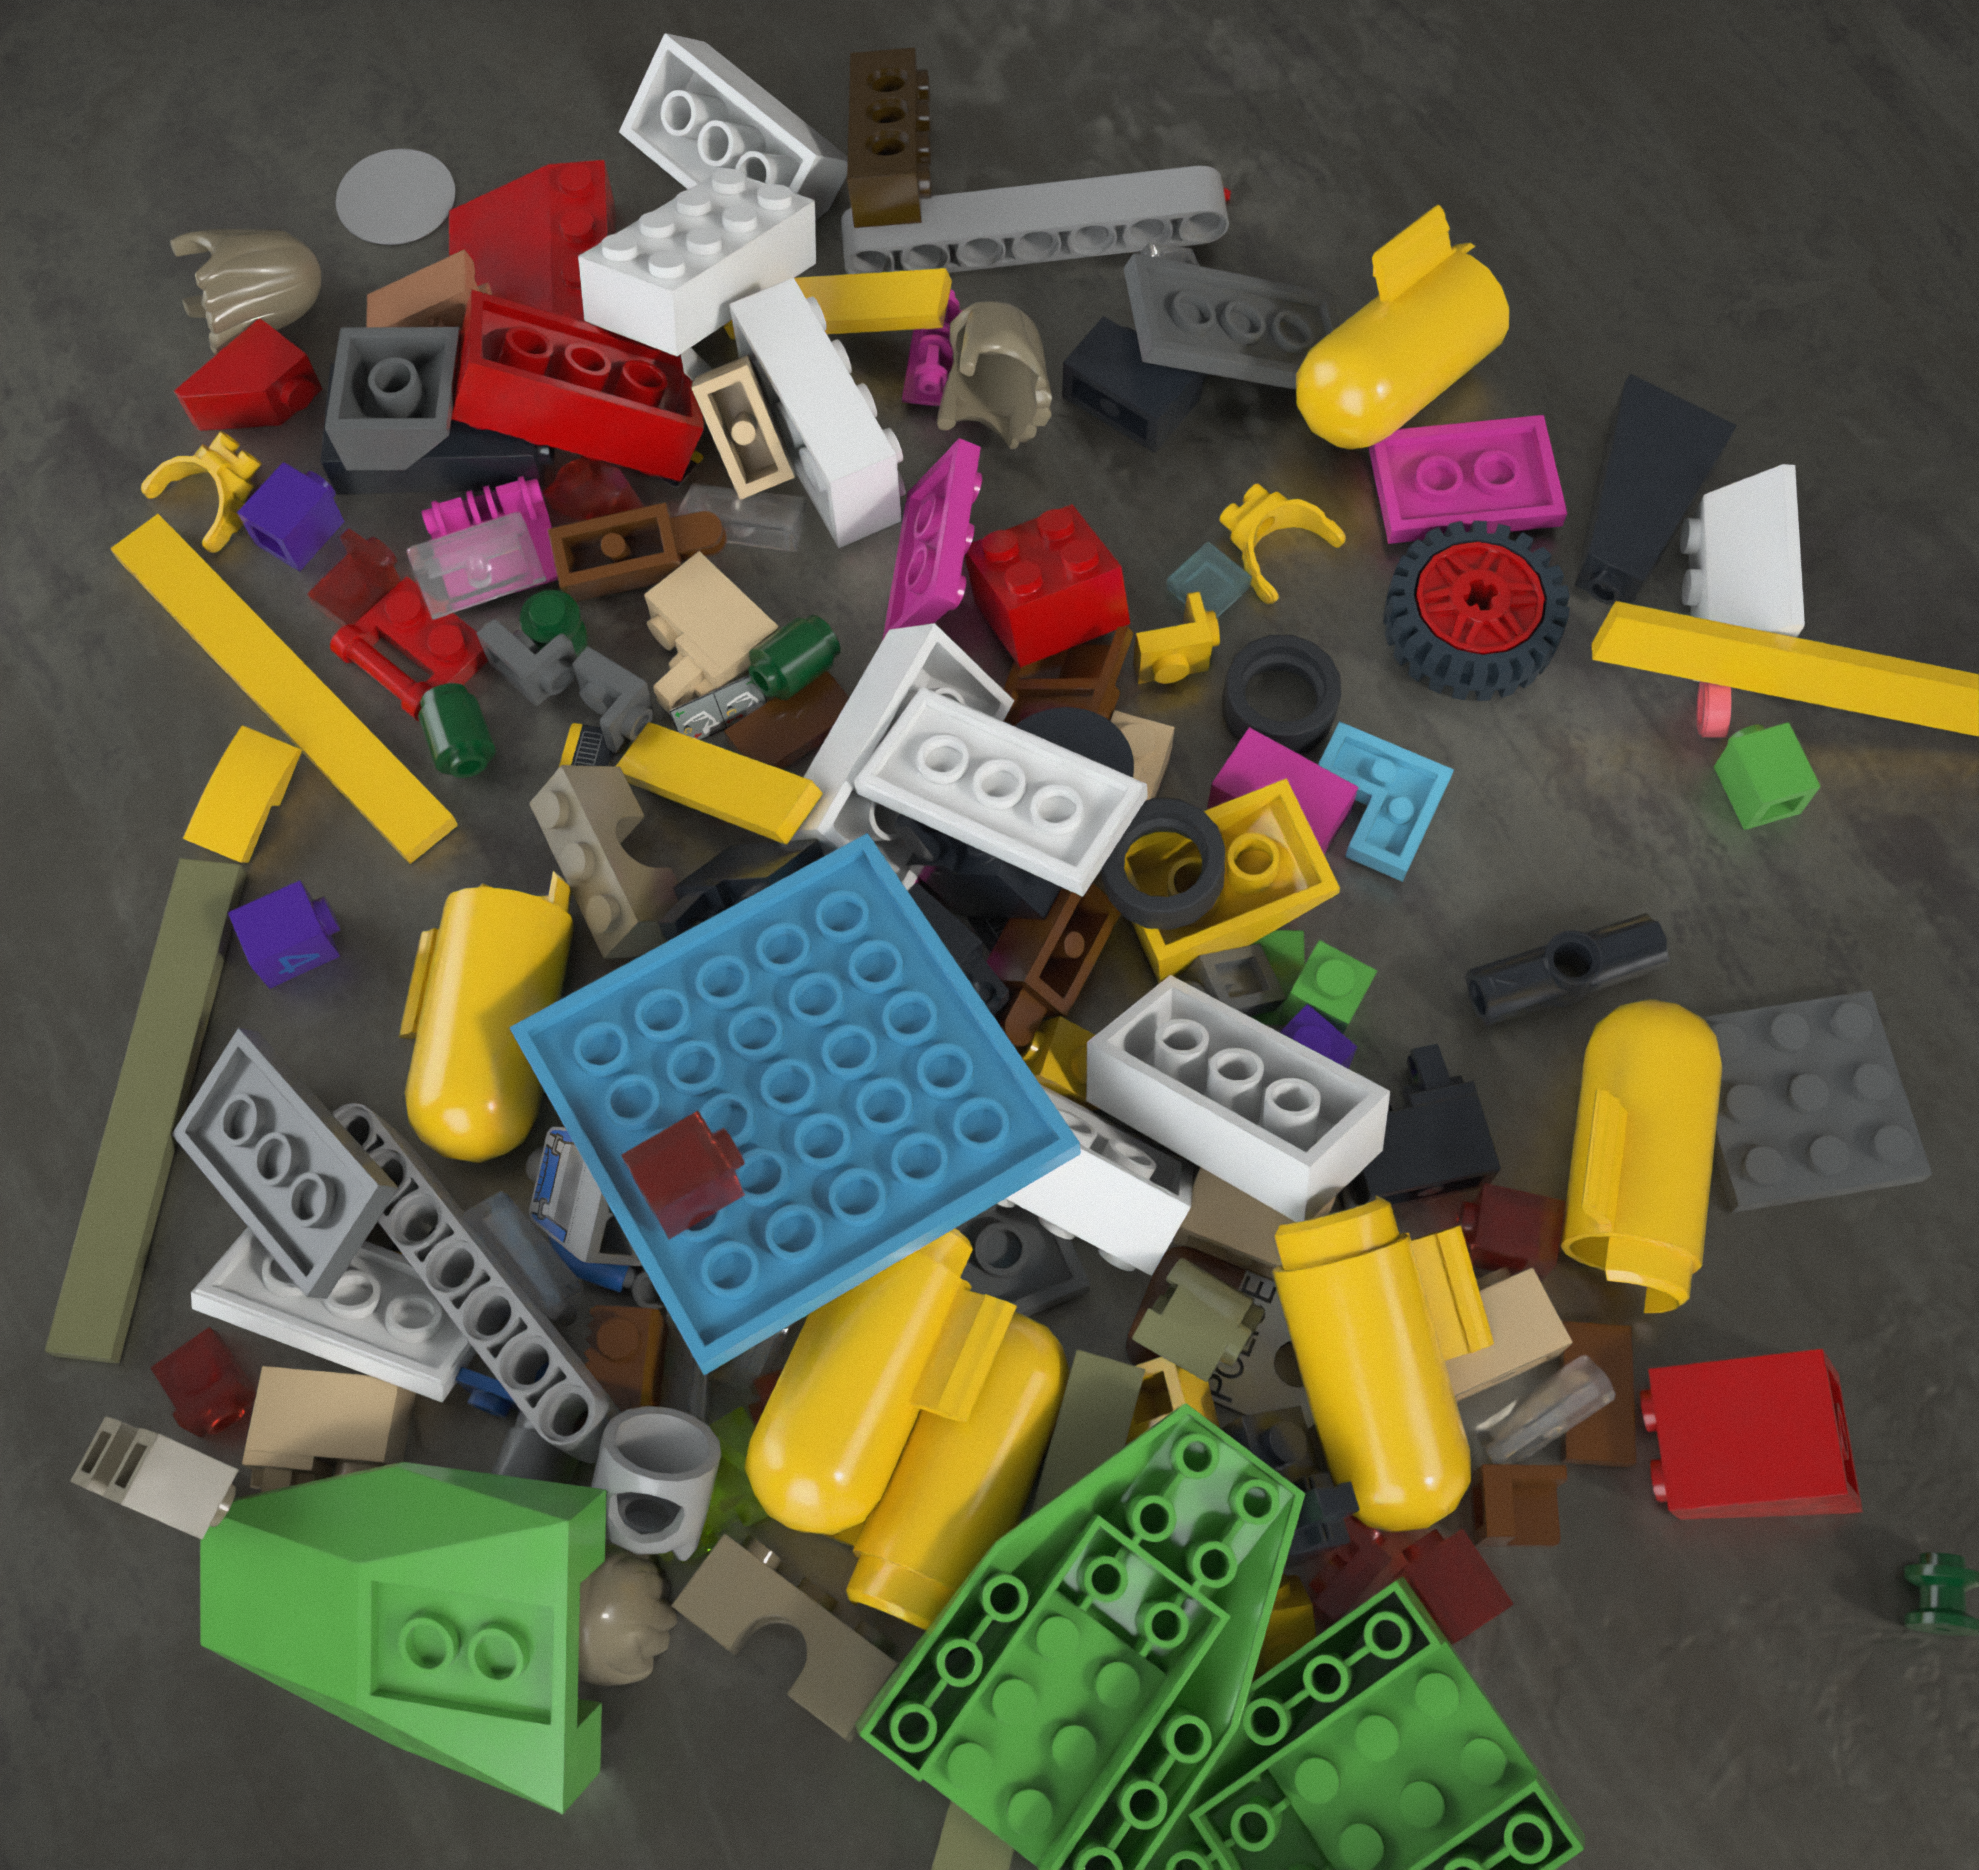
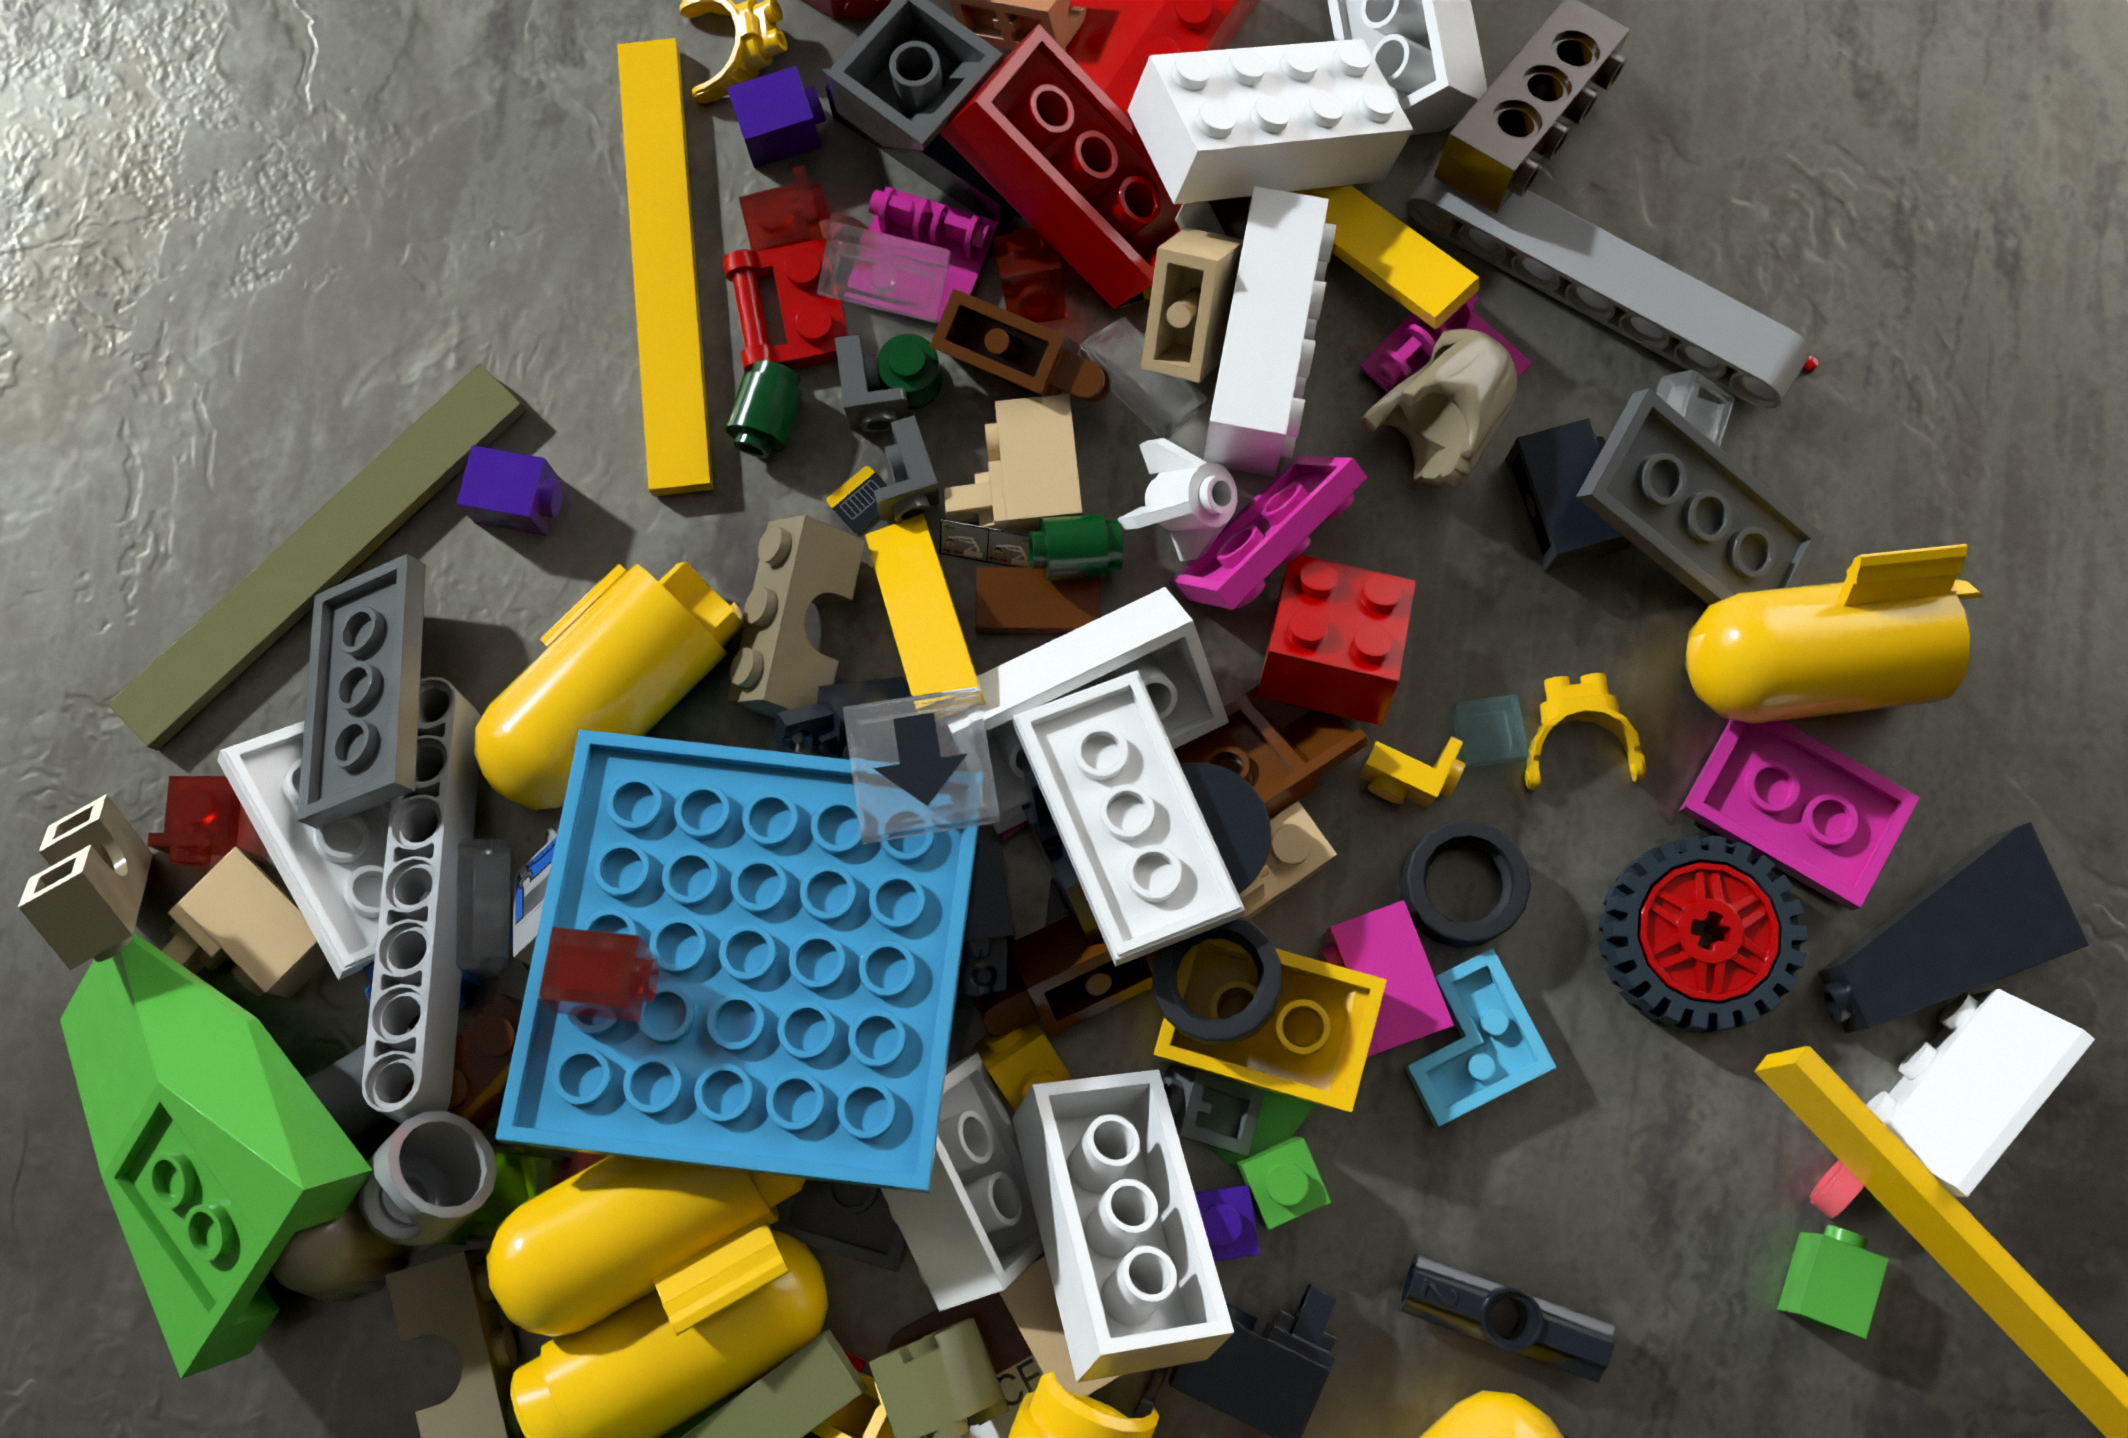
camera: 40 degrees right, 10 degrees up
(241, 793) = (563, 341): yellow slope -> none
(813, 855) = (920, 765): none -> clear tile
(853, 563) = (1185, 498): none -> white brick

